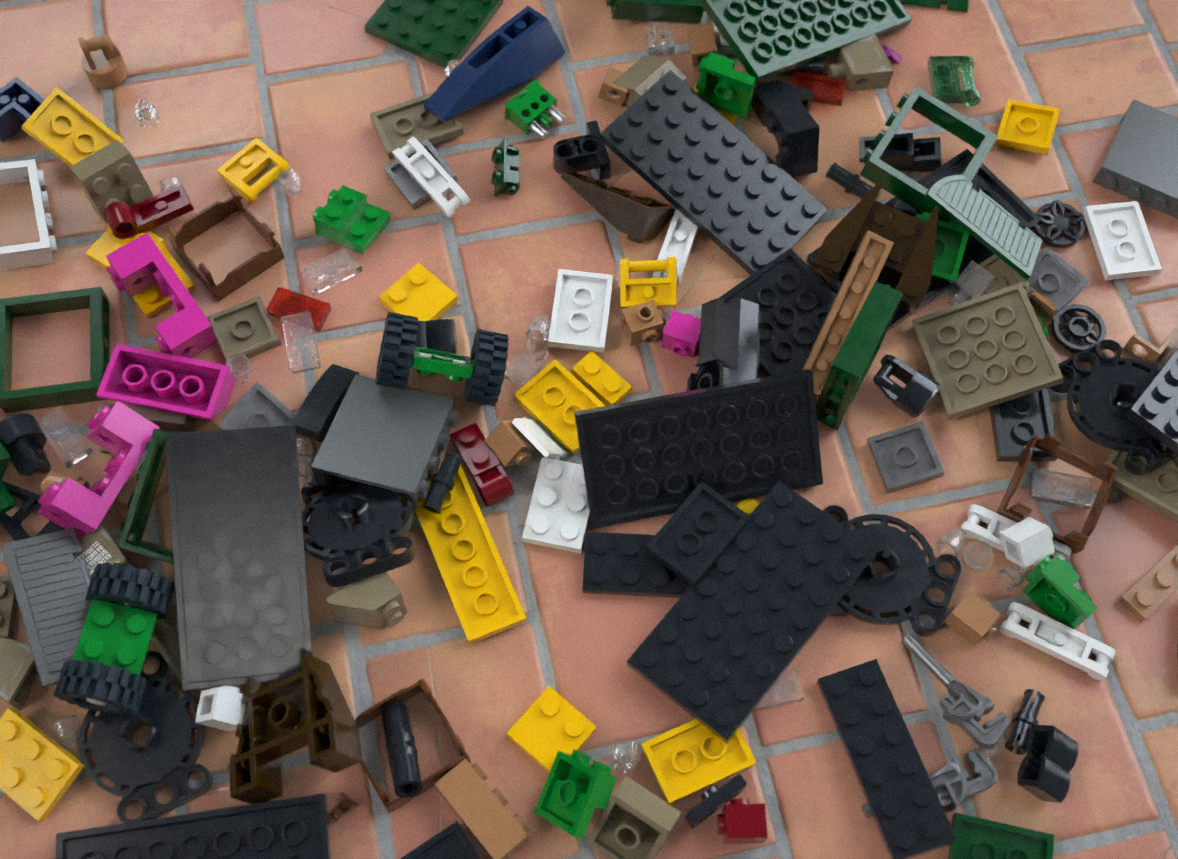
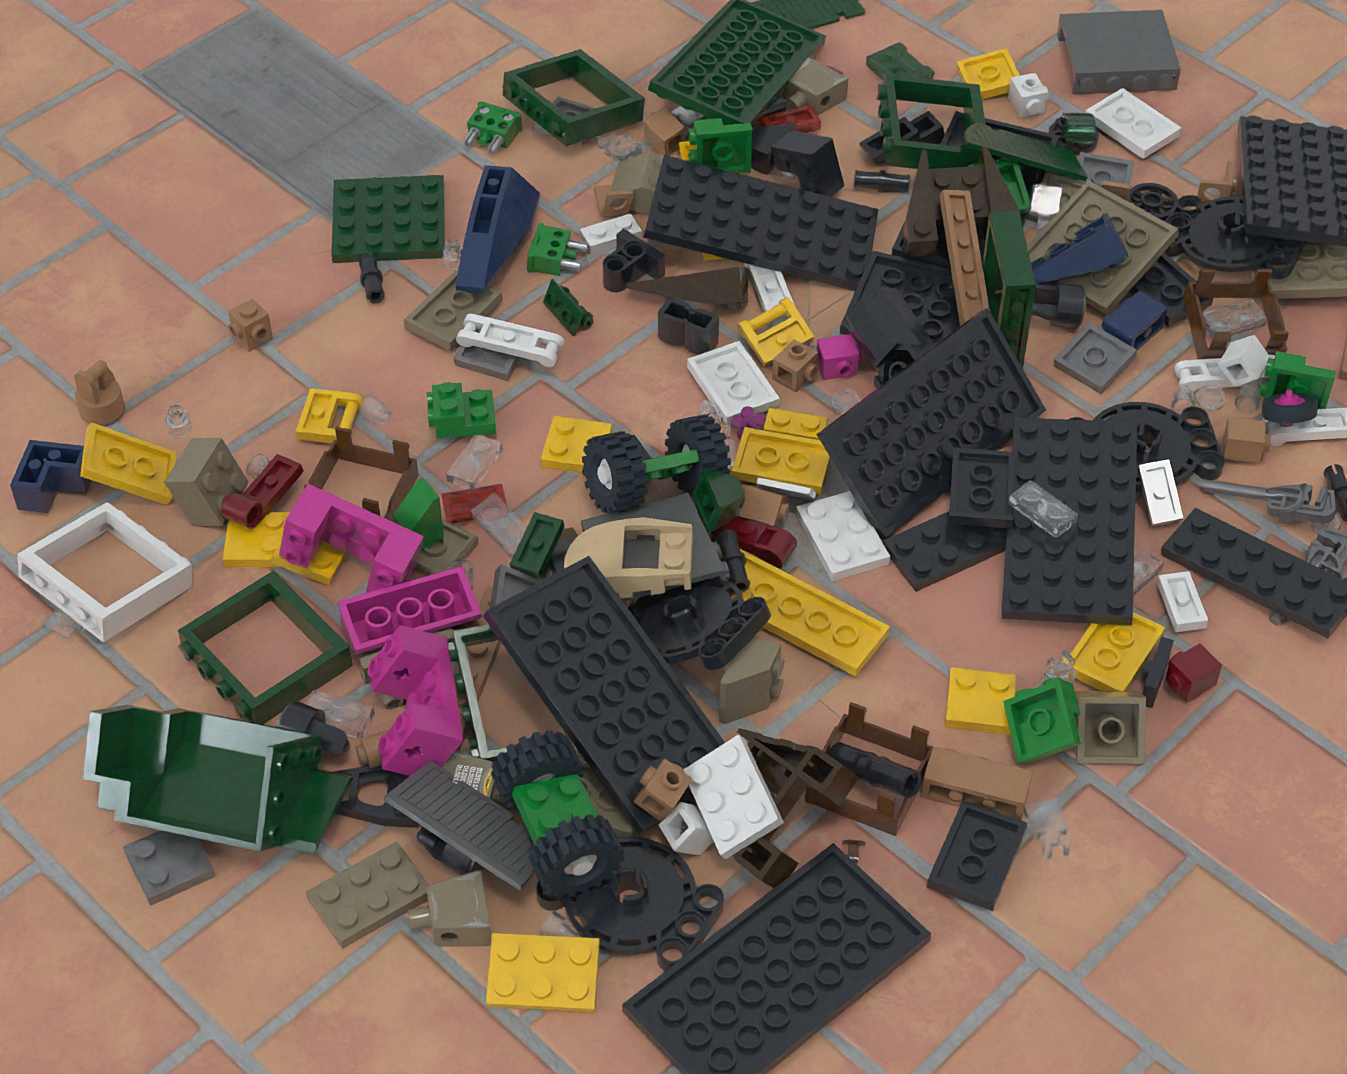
camera: 30 degrees left, 15 degrees down
(215, 665) = (662, 788): none -> medium nougat brick
(233, 304) = (421, 513): none -> green slope
(255, 57) = (250, 325): none -> medium nougat brick
(259, 710) = (733, 797): none -> white plate
(301, 379) = (537, 545): none -> dark green panel
(330, 417) = (606, 548): none -> tan slope
(378, 62) = (371, 278): none -> black pin
(468, 421) = (718, 498): none -> dark green slope
(564, 354) = (747, 419): none -> magenta plant
(579, 240) = (688, 327): none -> black brick
(580, 113) = (603, 234): none -> white plate
(659, 380) = (844, 400): none -> clear plate
(727, 589) = (1043, 509): none -> clear plate
(793, 744) = (1182, 601): none -> white plate
(853, 627) = (1160, 493): none -> white plate
(965, 442) = (1136, 320): none -> dark blue brick
(967, 356) = (1091, 250): none -> dark blue wedge
(1033, 614) = (1289, 408): none -> black wheel
(1045, 164) = (1027, 95): none -> white brick
(1064, 220) = (1079, 127): none -> clear green panel

